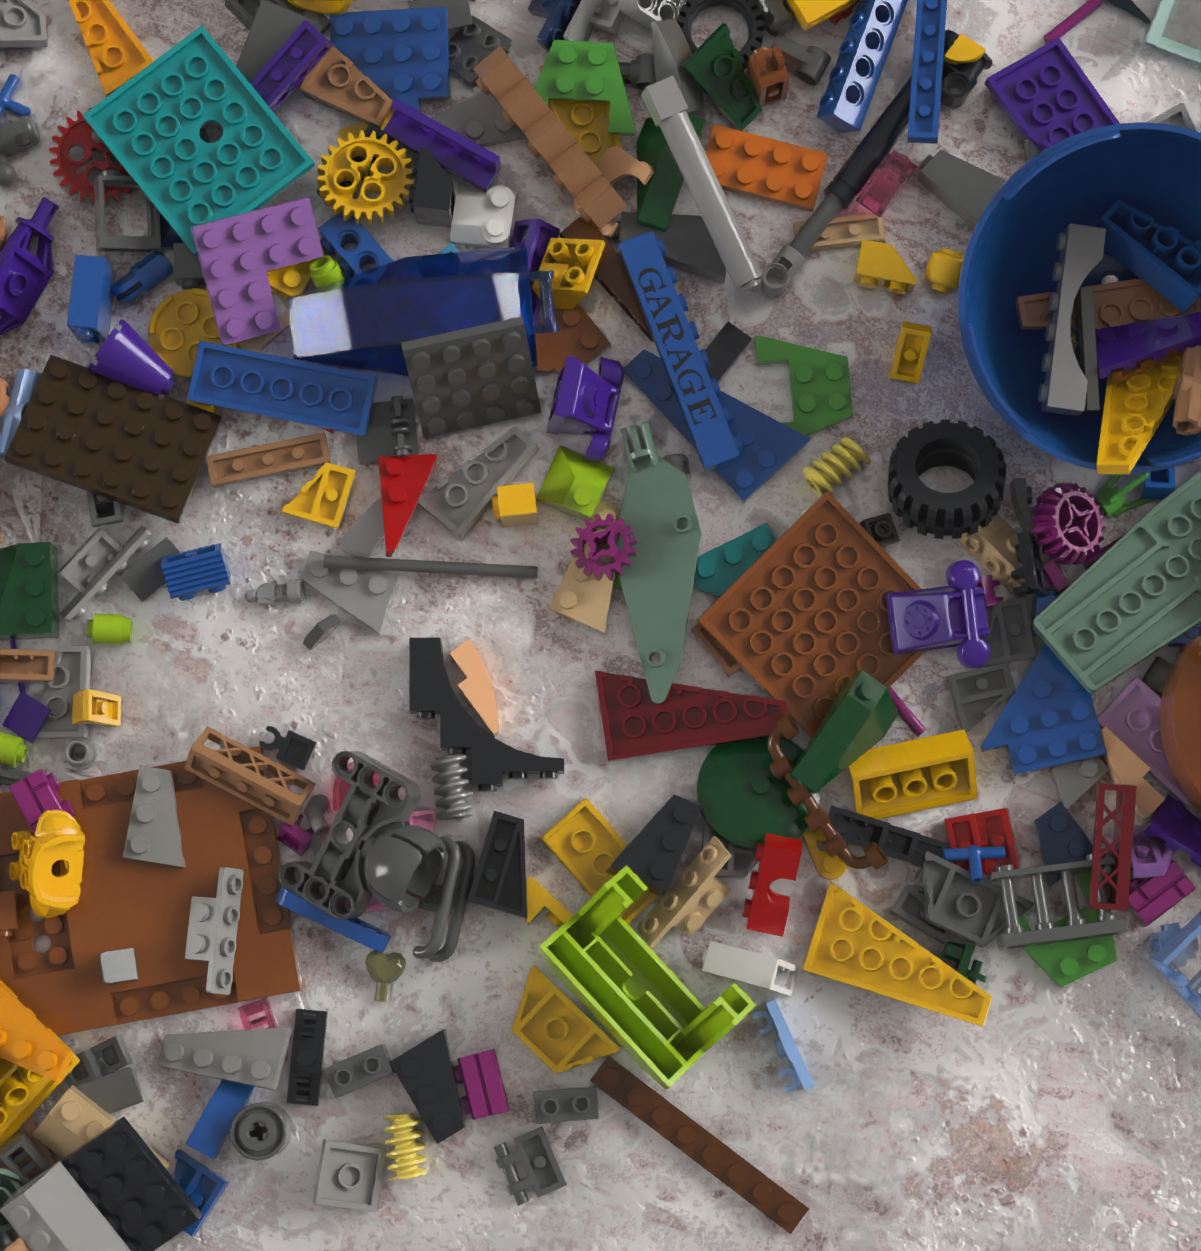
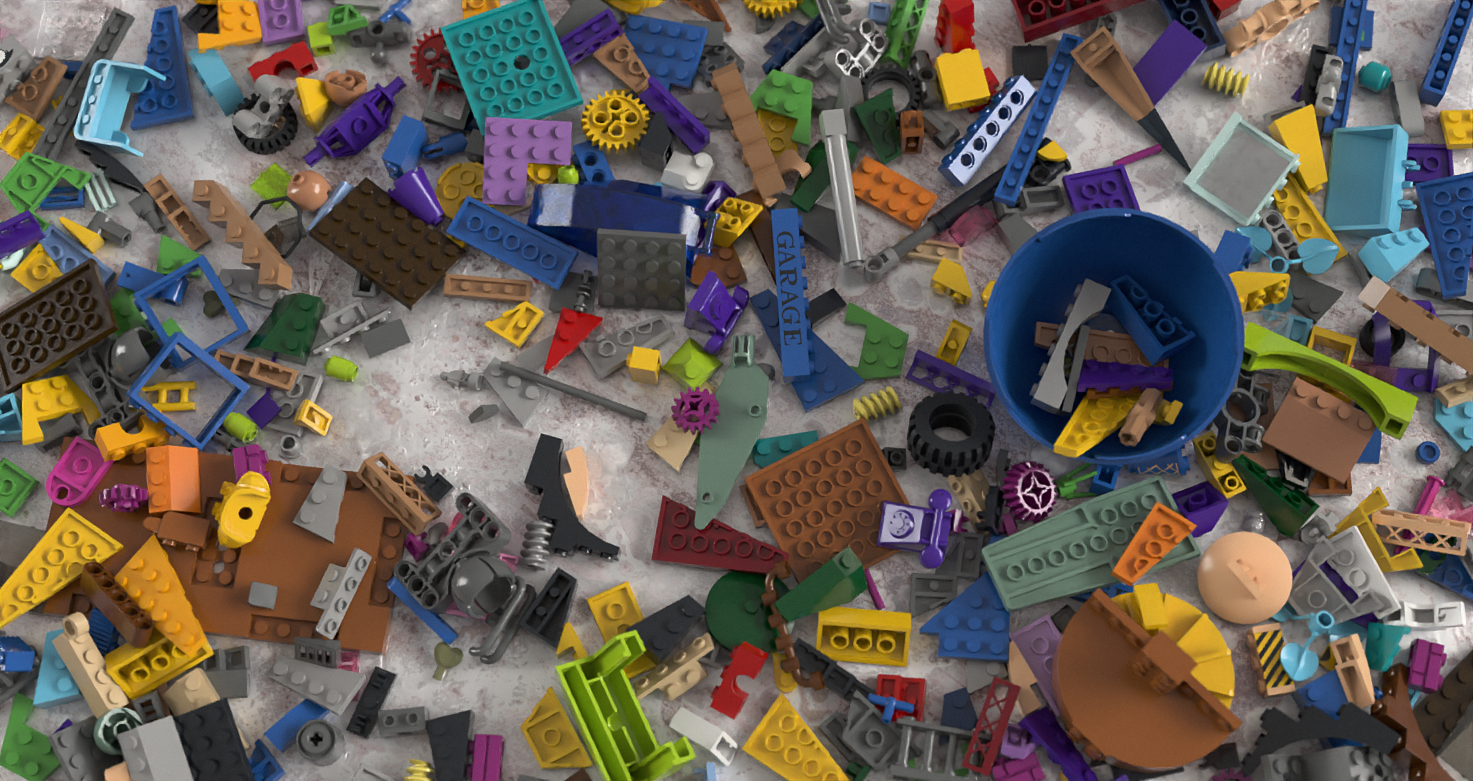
camera: 20 degrees right, 10 degrees down
(196, 571) = (412, 347): blue brick -> none
(227, 1005) = (332, 646): none -> dark grey slope
(917, 394) = (949, 373): none -> dark purple fence
(955, 125) = (1031, 202): none -> dark grey slope

